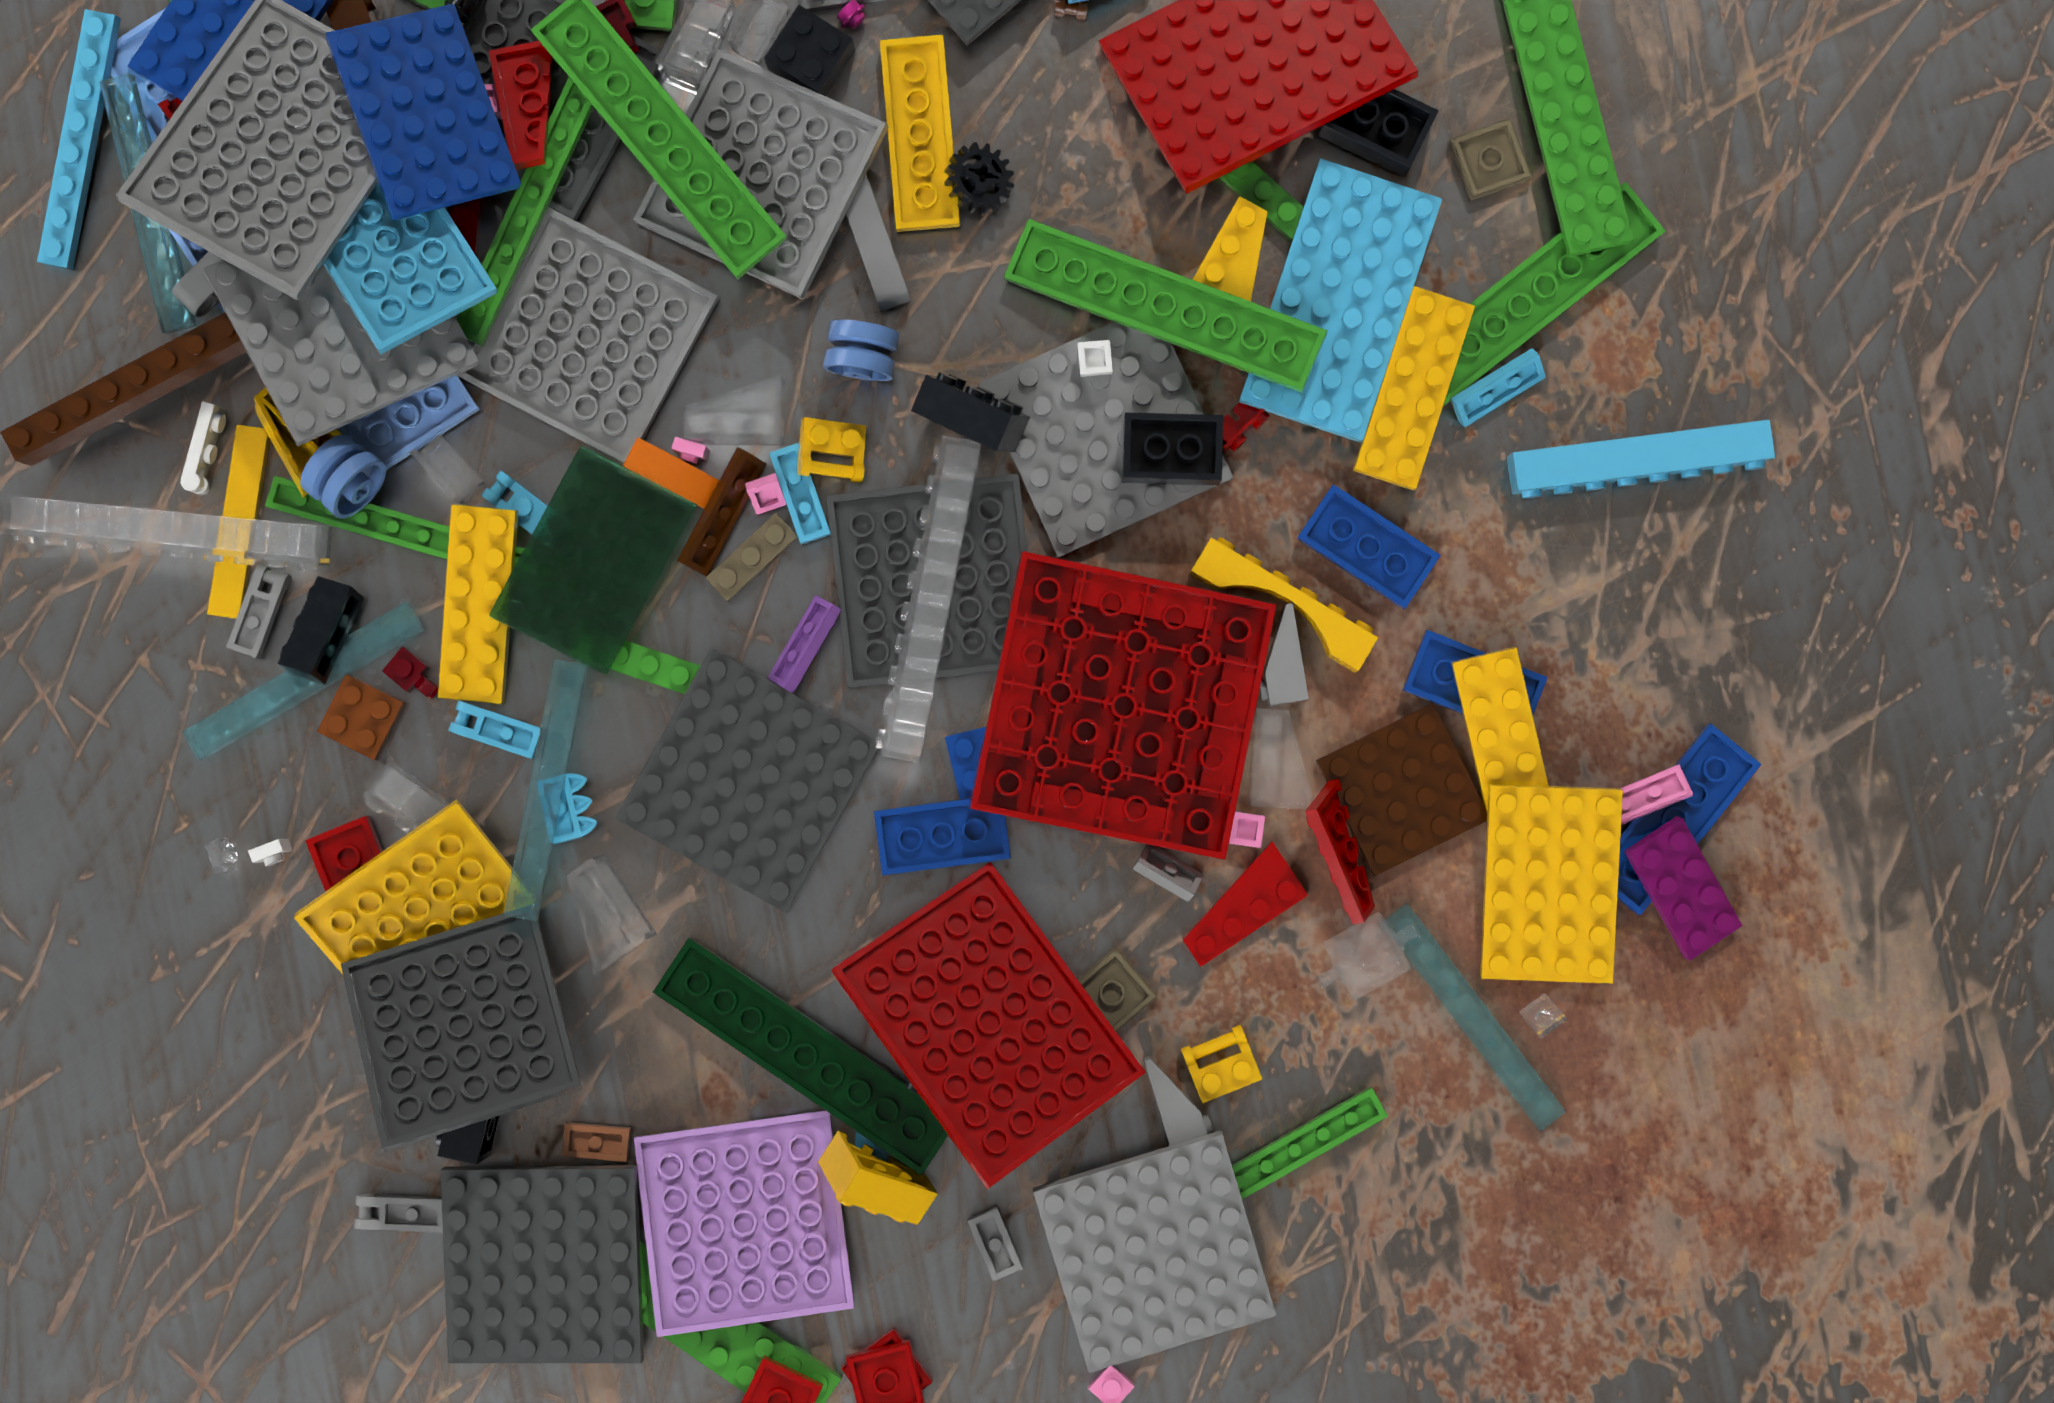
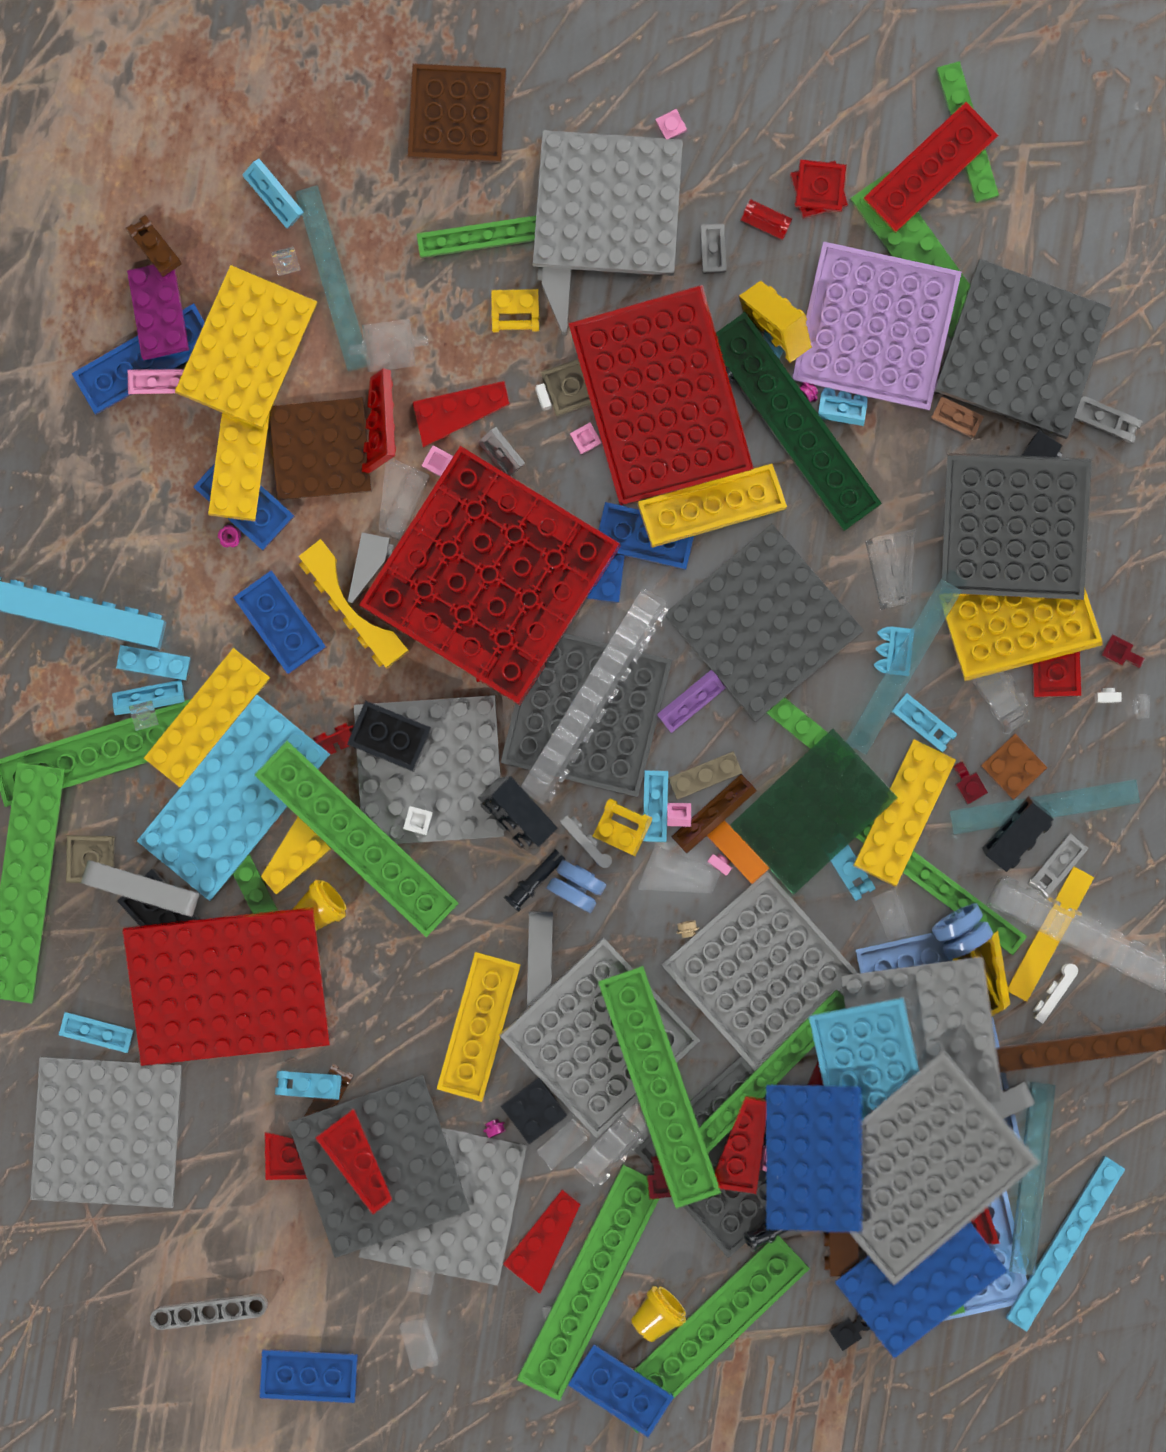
camera: 165 degrees left, 0 degrees up
(276, 915) = (1119, 651): none -> dark red plate
(702, 355) = (687, 928): none -> tan plate
(749, 1098) = (842, 407): none -> medium azure plate
(800, 1103) = (809, 391): none -> dark pink plate
(868, 414) = (587, 842): none -> light grey plate
(870, 904) = (712, 505): none -> yellow plate
(924, 328) = (527, 888): none -> black pin
(940, 1308) = (766, 219): none -> red hinge
(975, 179) = (438, 974): black gear -> none
(1067, 931) = (585, 438): none -> bright pink plate
(1142, 964) = (543, 397): none -> white tile
(1173, 211) = (326, 903): none -> yellow piece
(1396, 1296) = (456, 113): none -> reddish brown plate
(1416, 133) = (140, 888): none -> light grey beam
(1481, 626) = (223, 533): none -> dark pink plate
(1496, 359) = (143, 715): none -> clear plate
(1508, 435) = (153, 662): none -> medium azure plate
(1594, 1098) = (272, 193): none -> medium azure plate
(1720, 969) = (154, 246): none -> reddish brown plate

